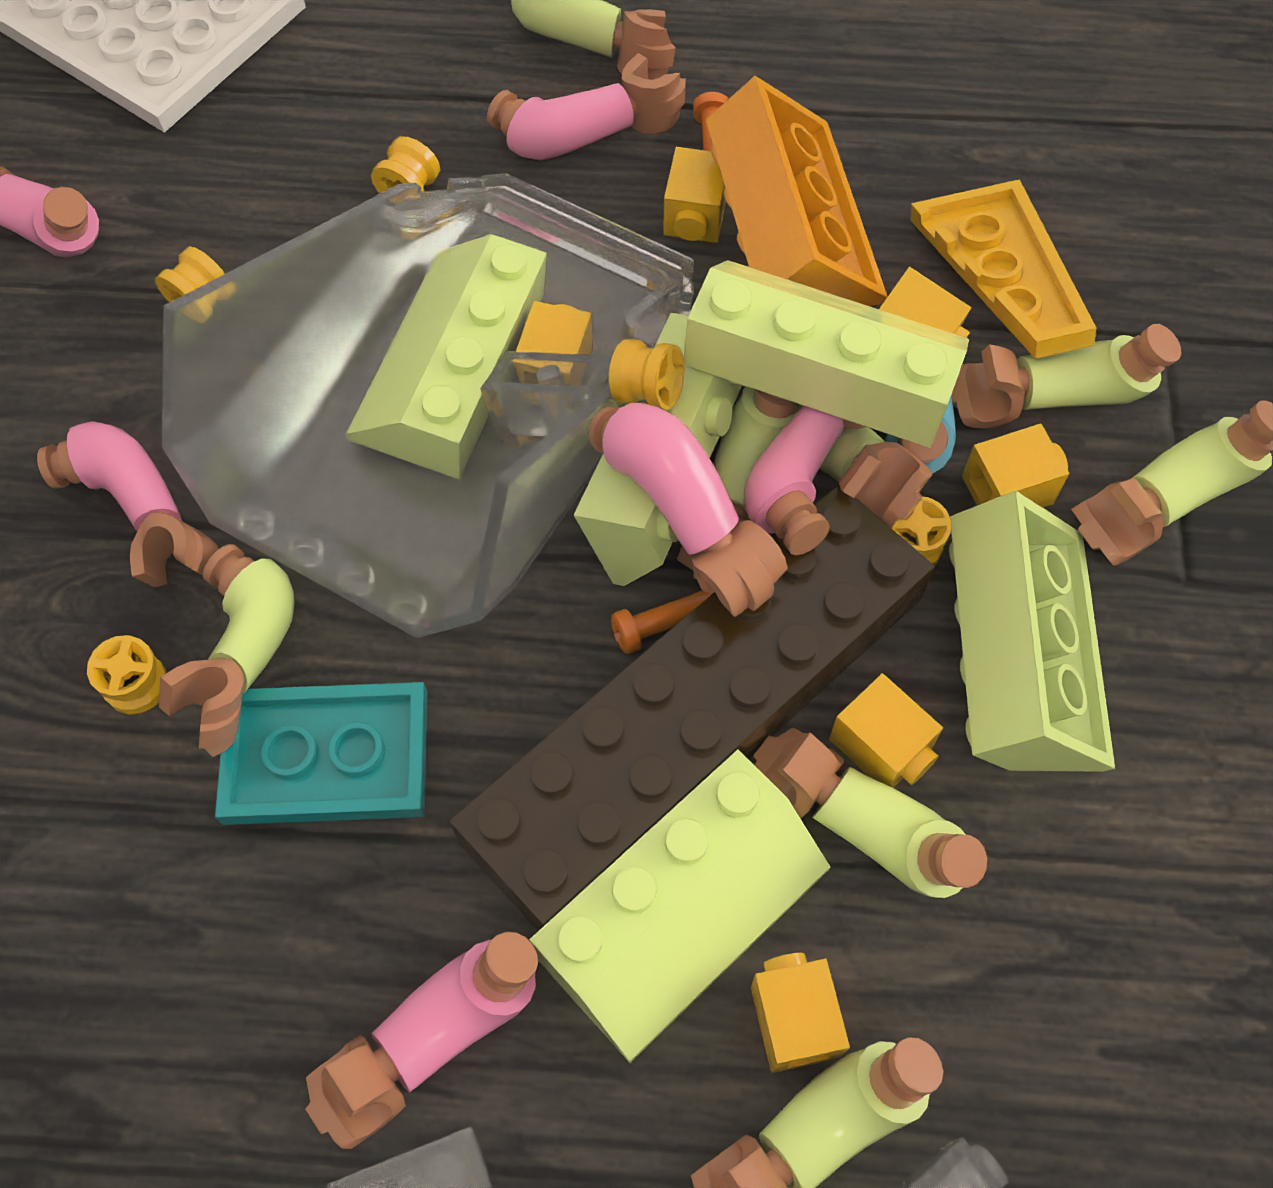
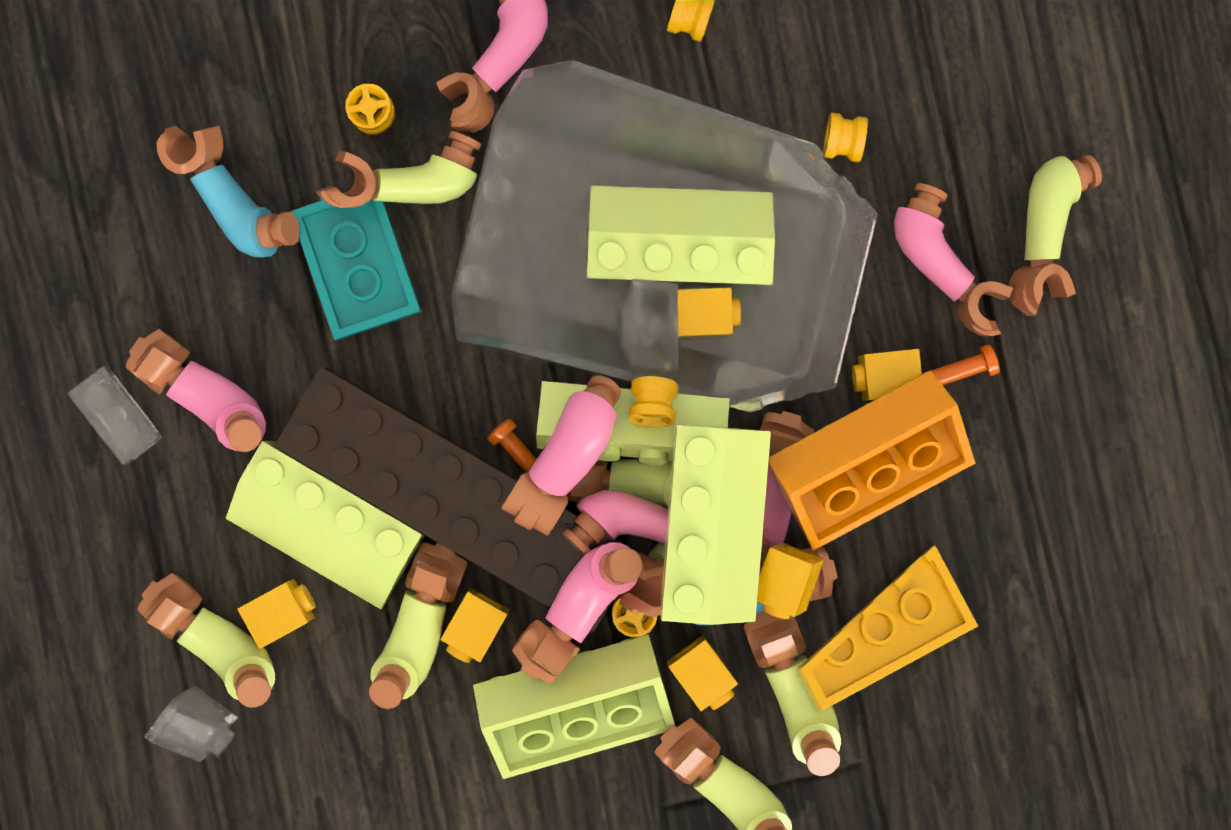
camera: 80 degrees right, 25 degrees up
(200, 891) = (244, 223): none -> piece
(869, 527) = (579, 603): none -> piece

